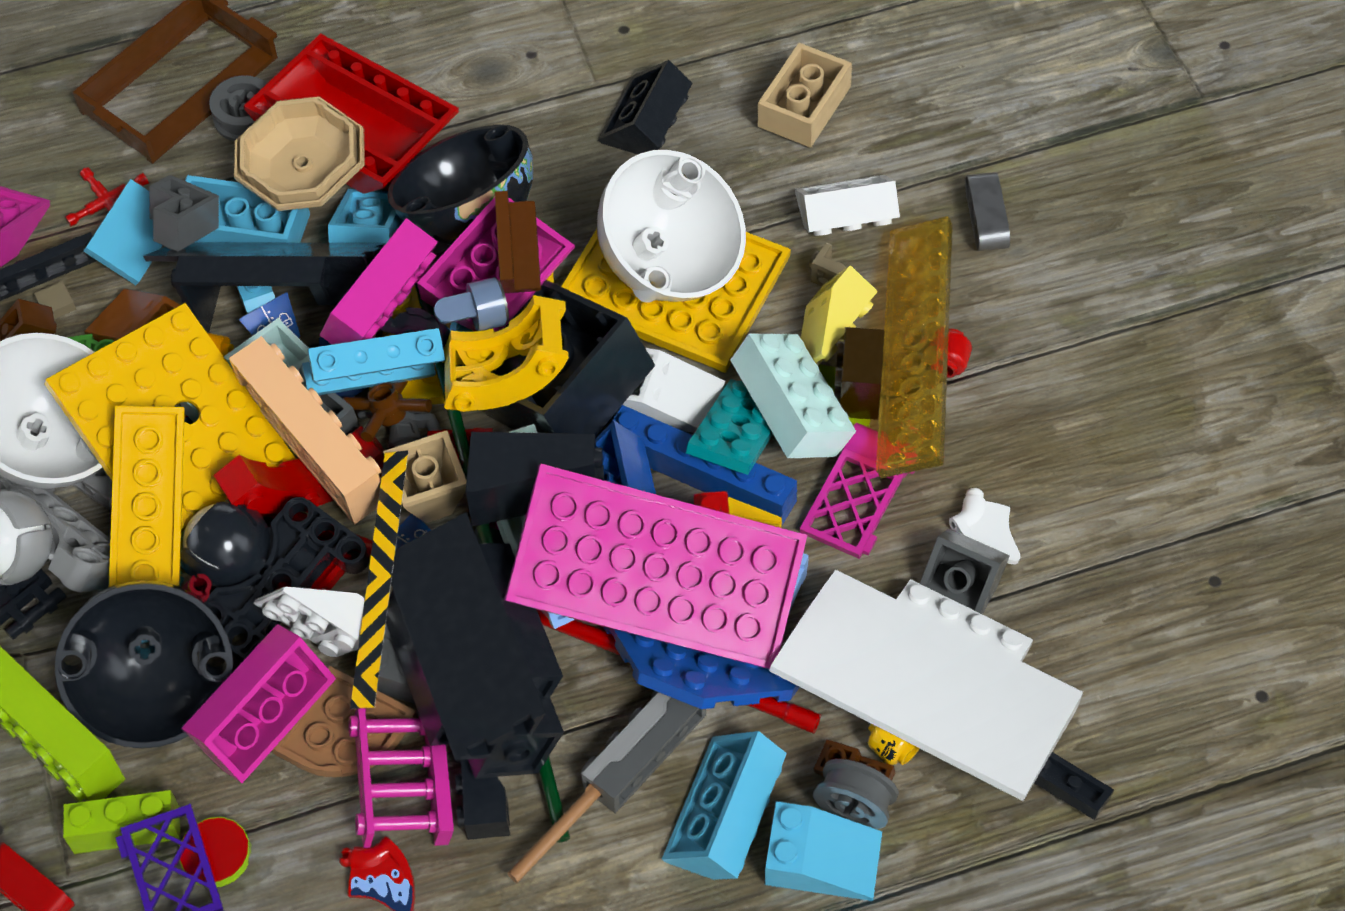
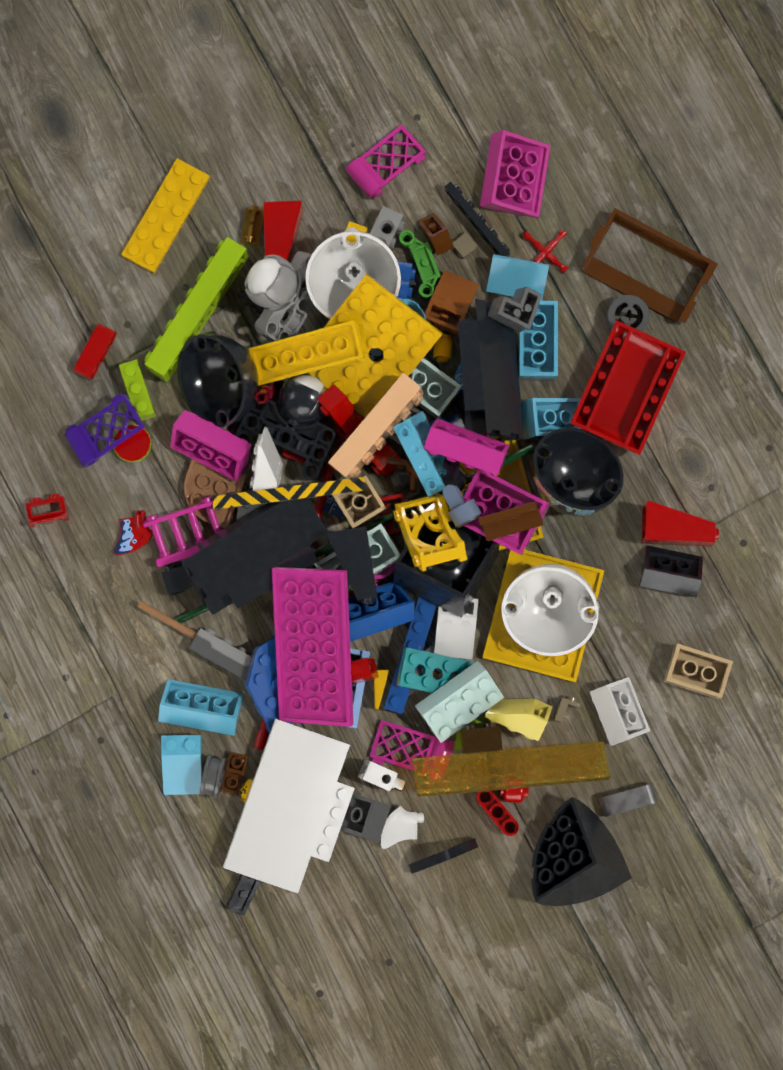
camera: 75 degrees right, 25 degrees up
(296, 135) = (578, 350): tan rock -> none
(578, 89) = (673, 527): none -> red slope
(903, 527) = (373, 774): none -> white torso
(989, 371) = (501, 821): none -> red beam
(1044, 443) = (443, 856): none -> black beam
(1070, 277) = (576, 858): none -> black brick

